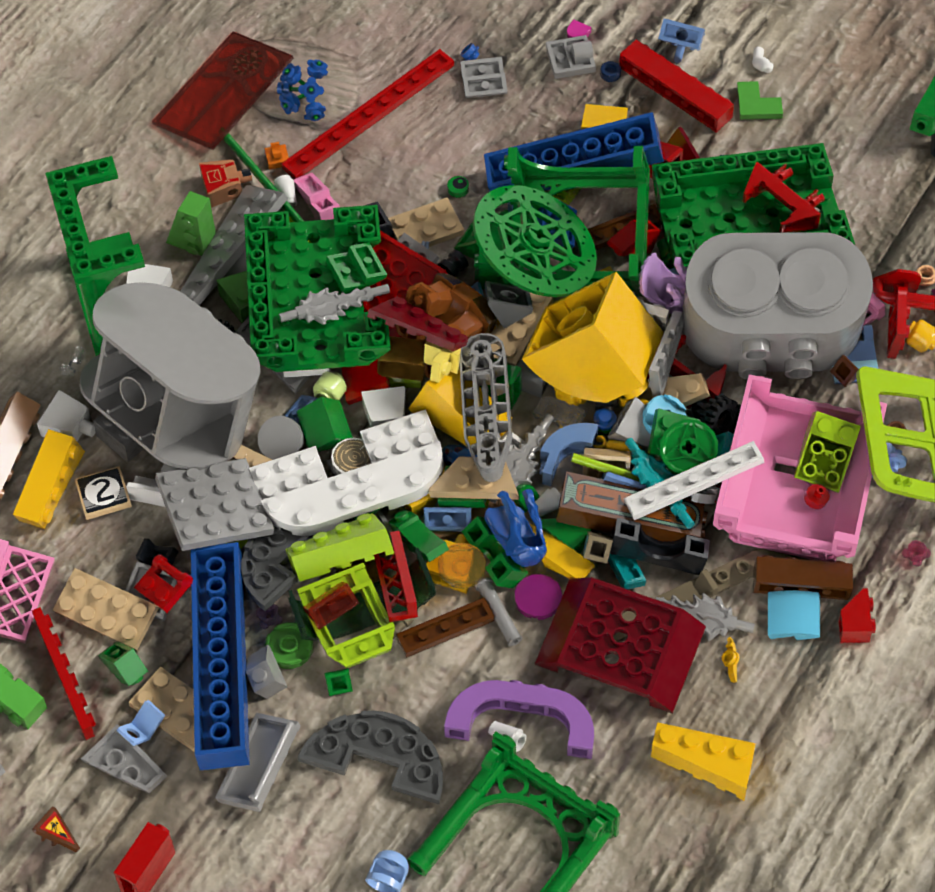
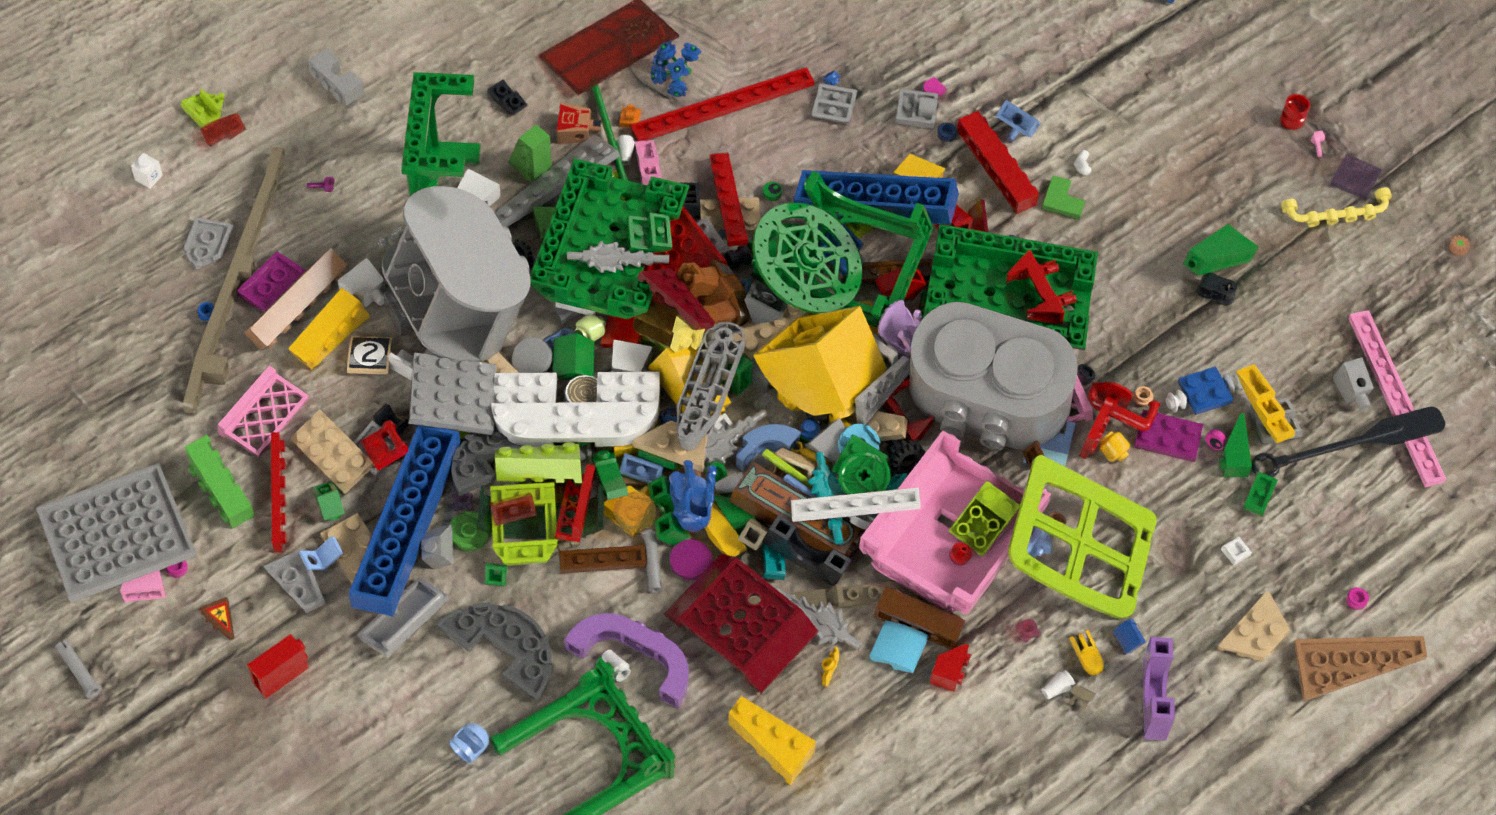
camera: 15 degrees right, 0 degrees up
(138, 177) = (506, 98): none -> black slope
(418, 208) = (728, 199): none -> red plate

